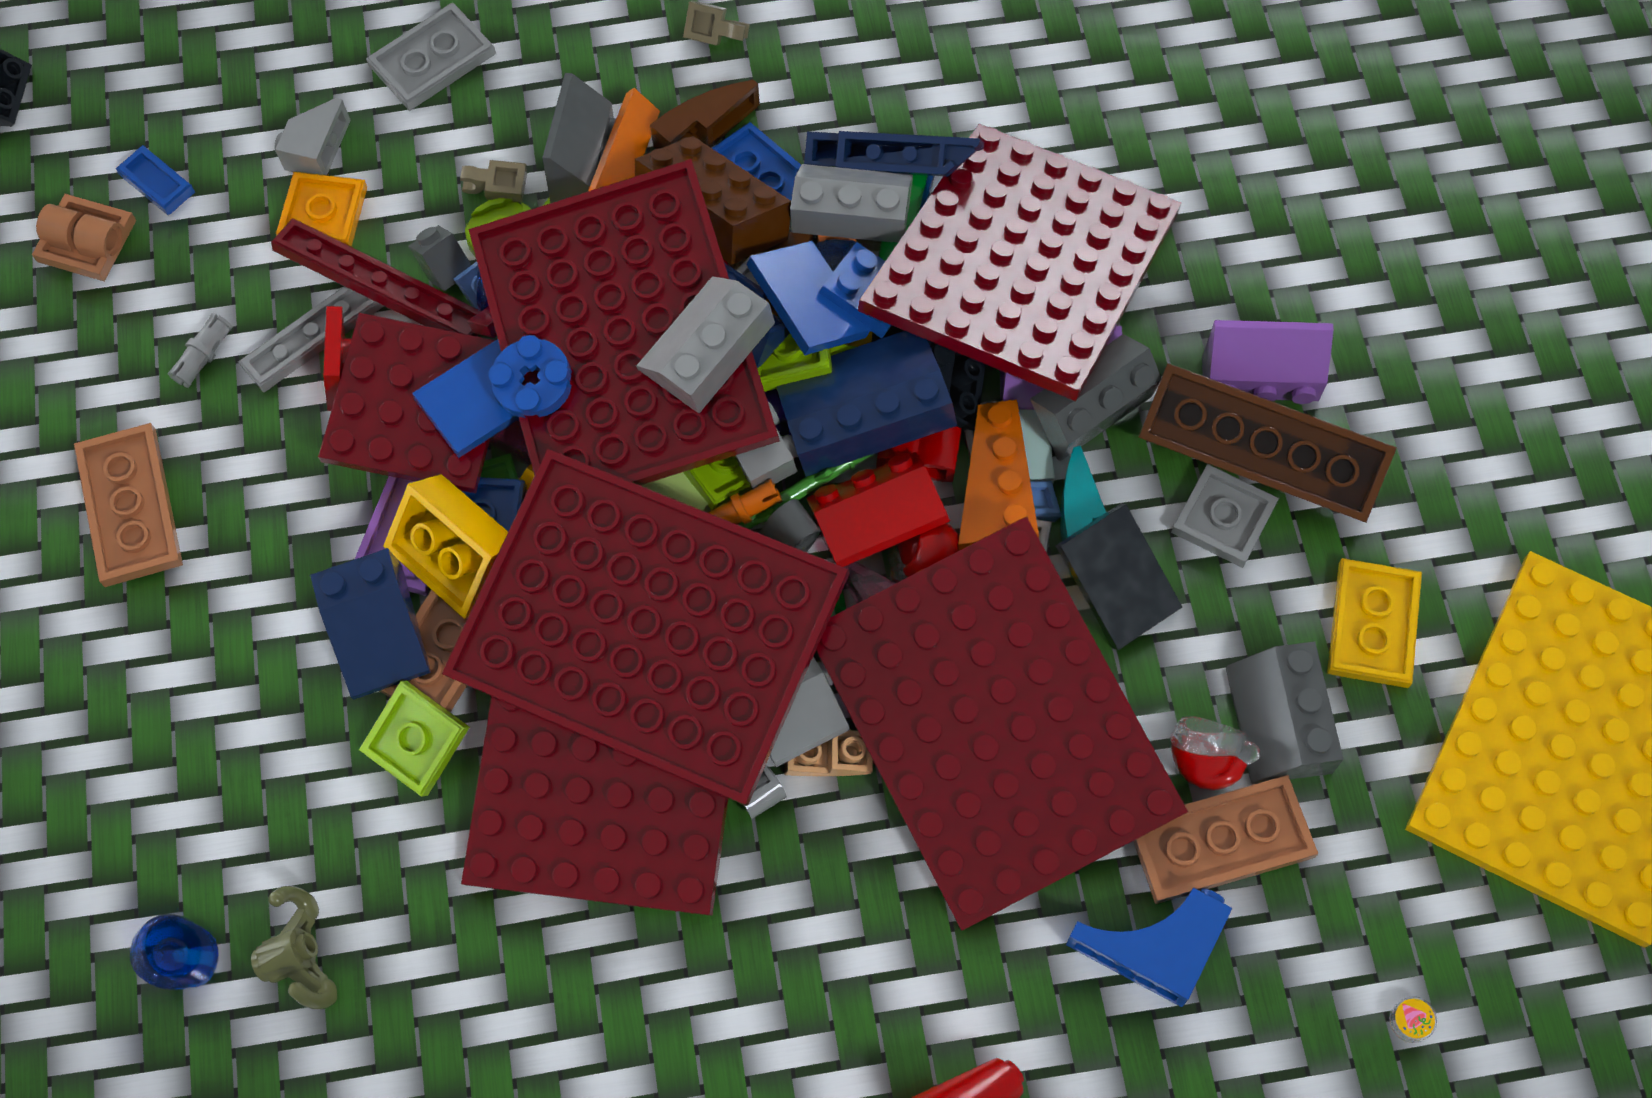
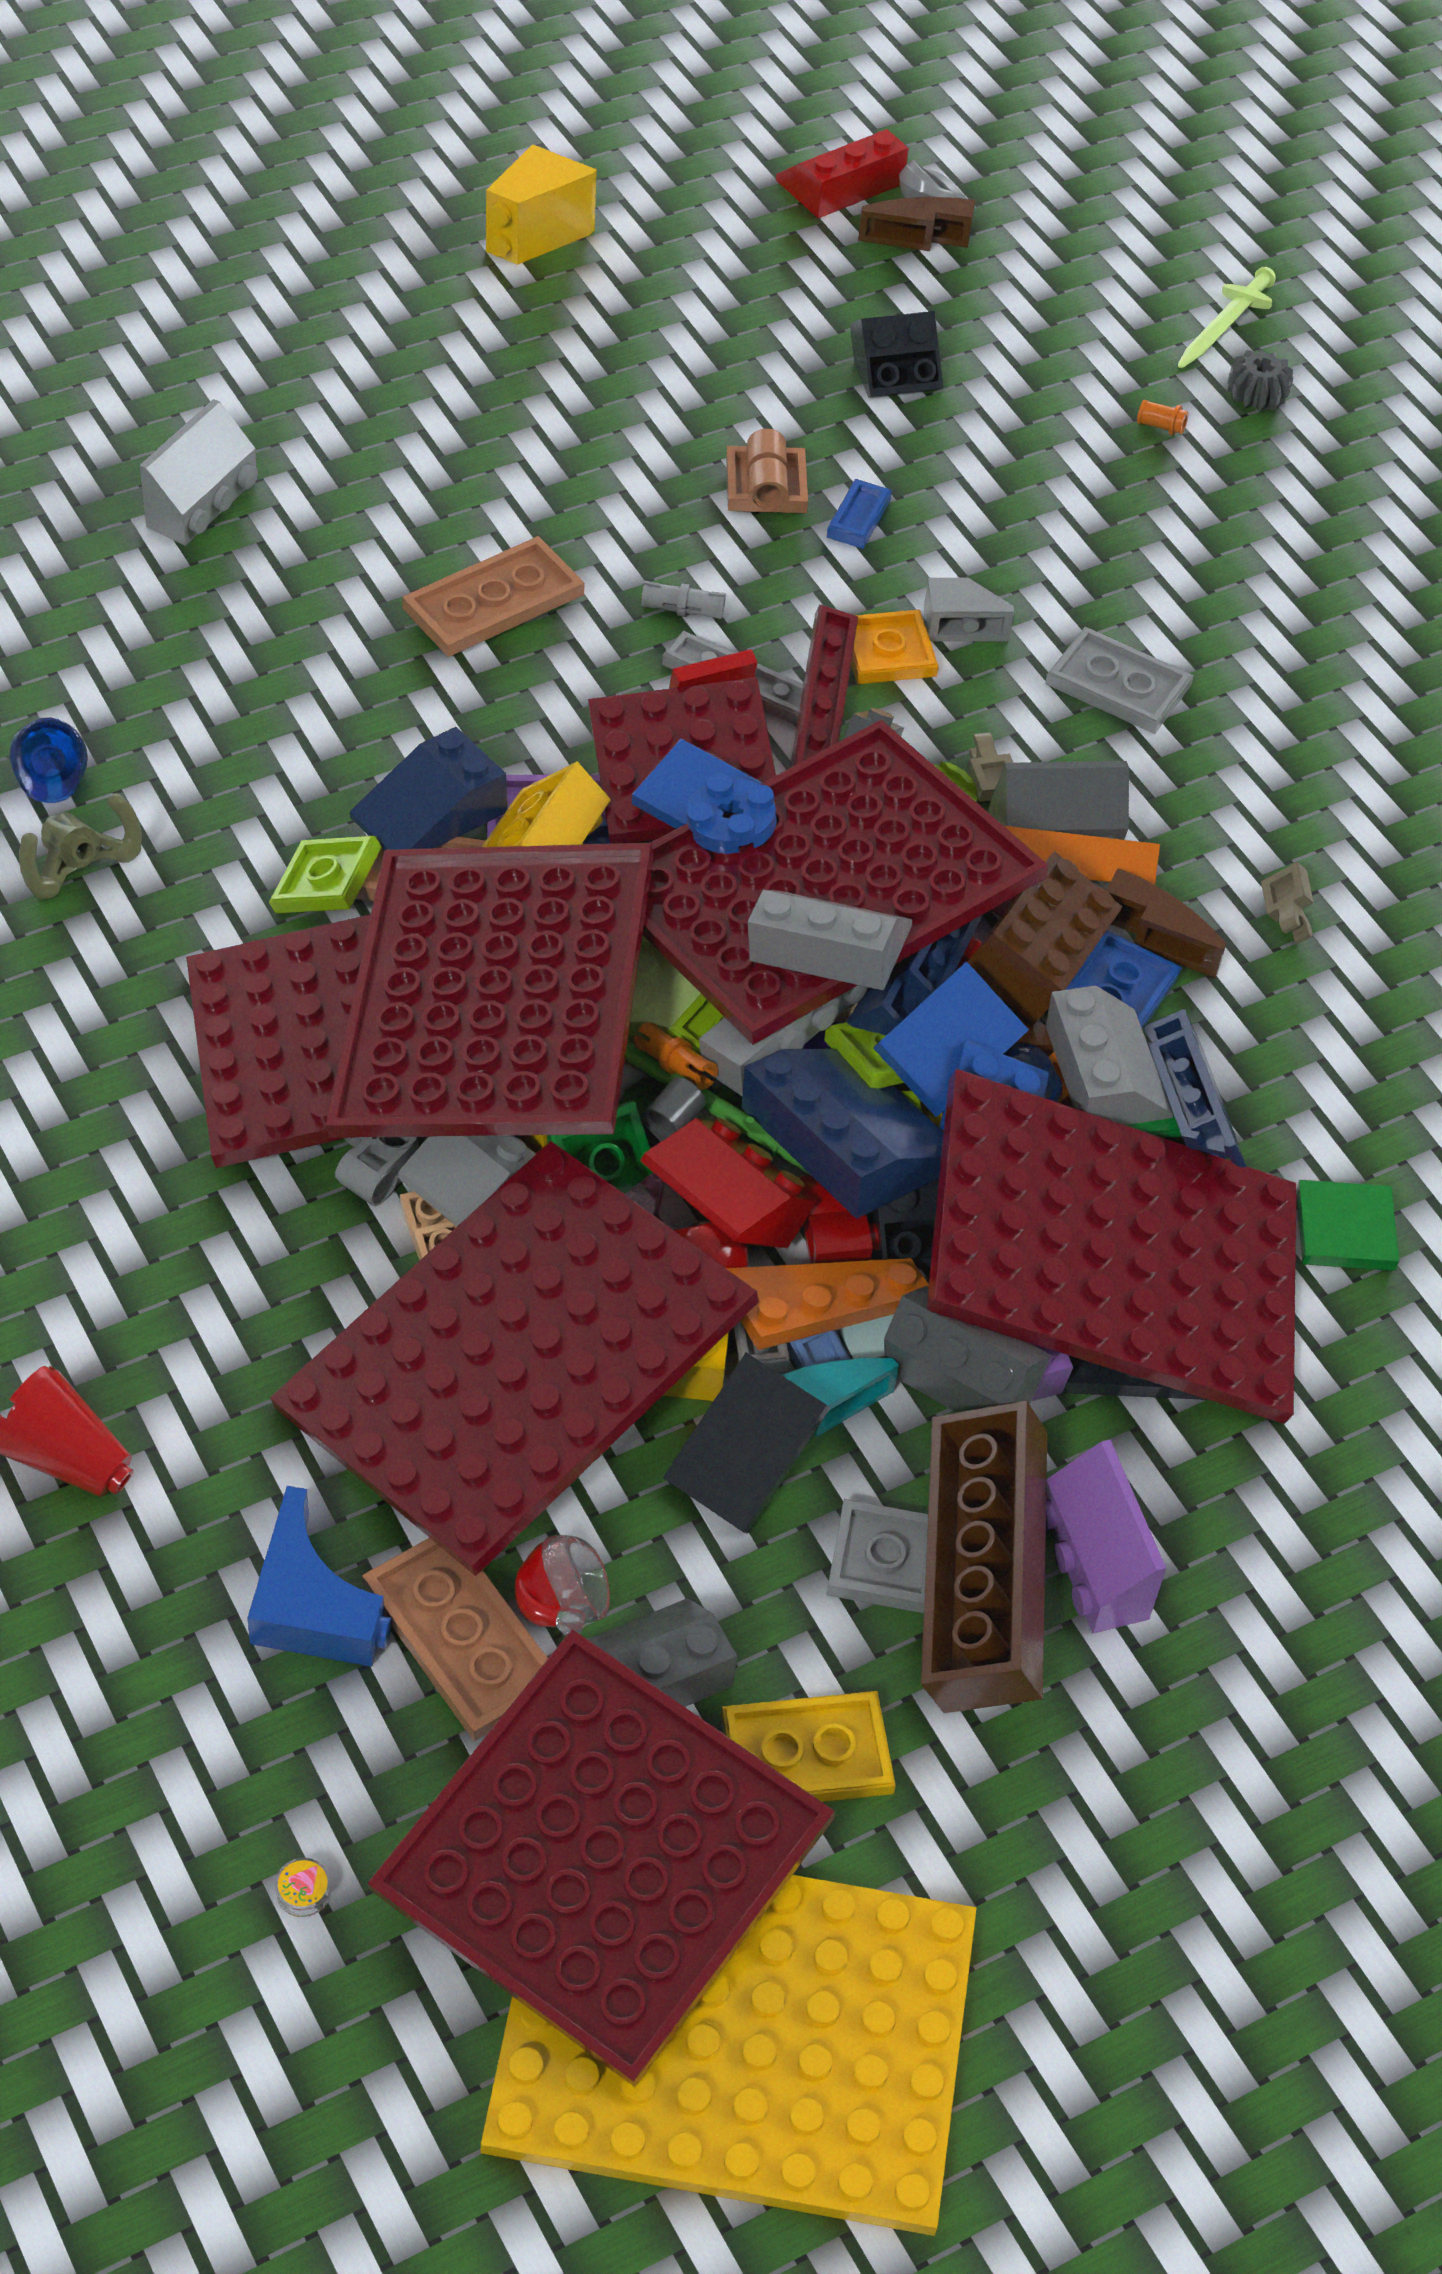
camera: 65 degrees right, 15 degrees down
(1023, 105) = (1347, 1225): none -> green tile
(1465, 788) = (602, 1855): none -> dark red plate

